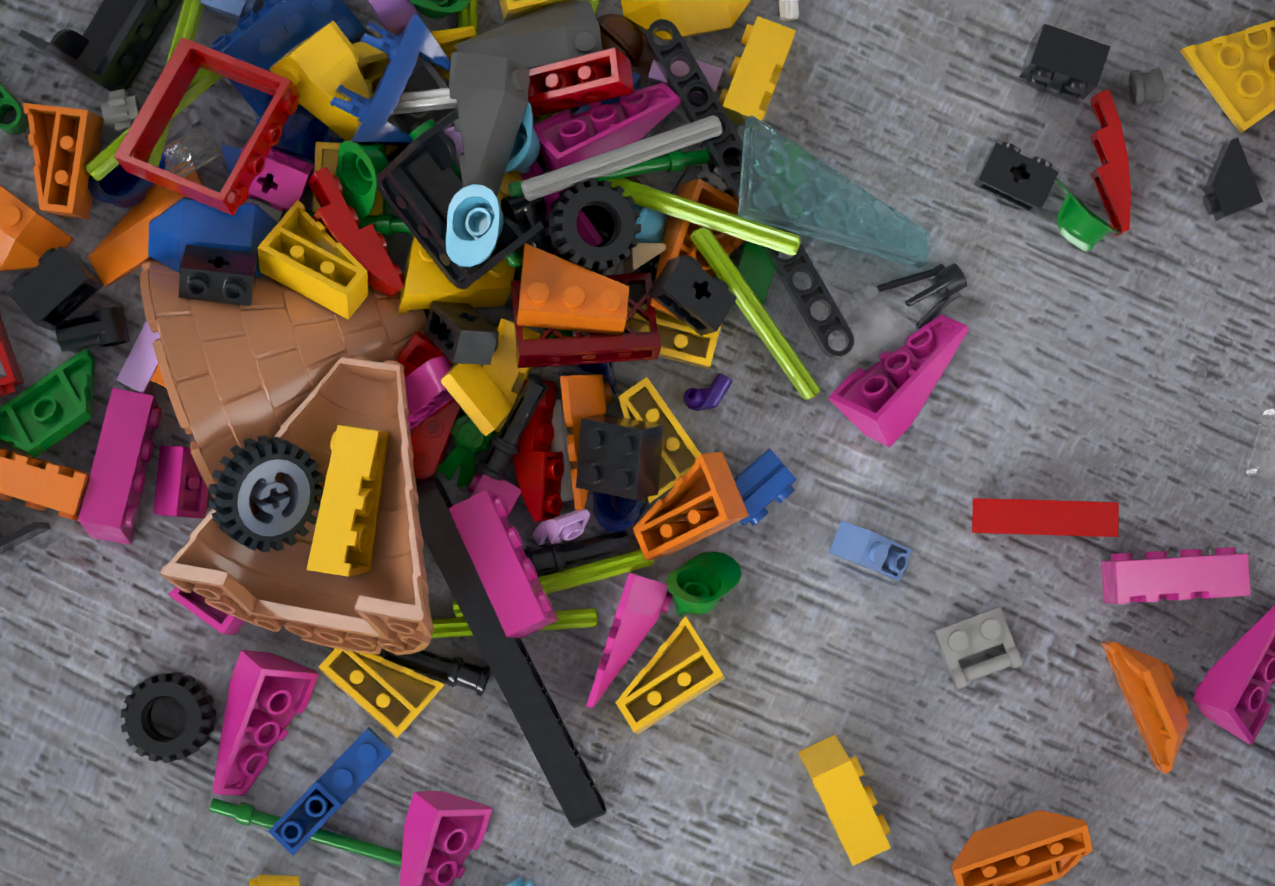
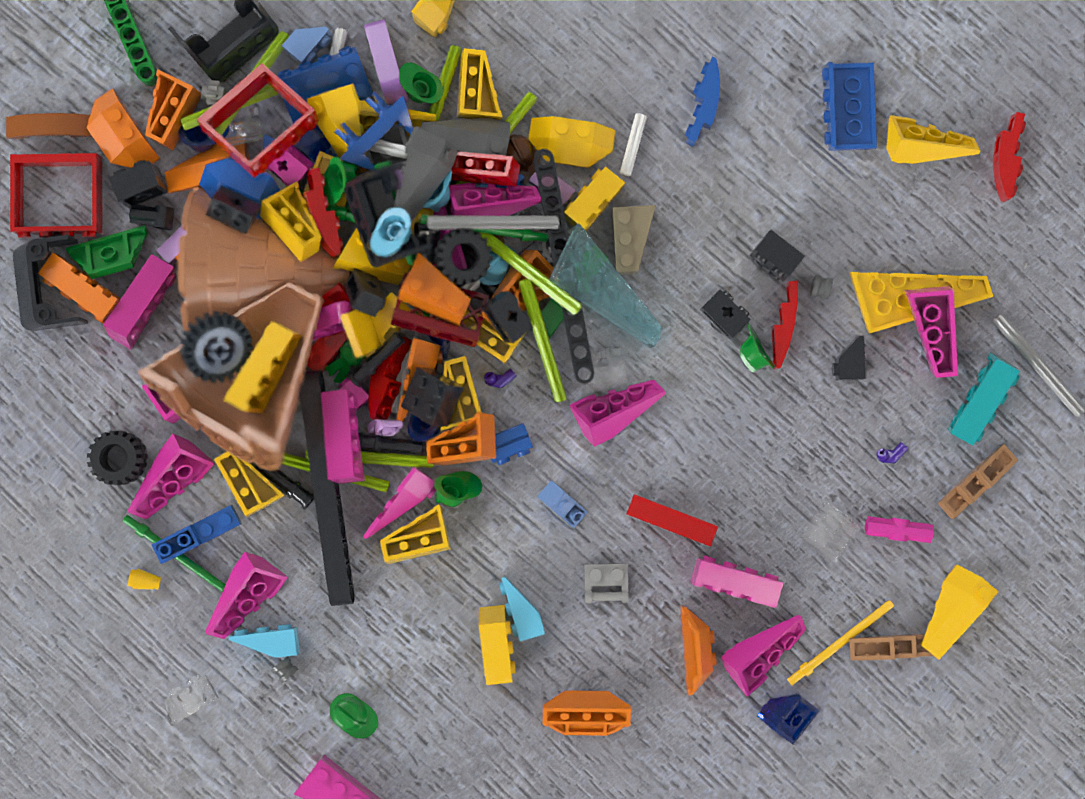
camera: 25 degrees right, 0 degrees up
(179, 484) = (169, 325): dark pink panel -> none
(641, 254) = (486, 282): tan slope -> none
(831, 109) = (630, 236): none -> dark tan wedge
(876, 741) = (525, 614): none -> medium azure slope
(947, 282) = (662, 361): black plant -> none

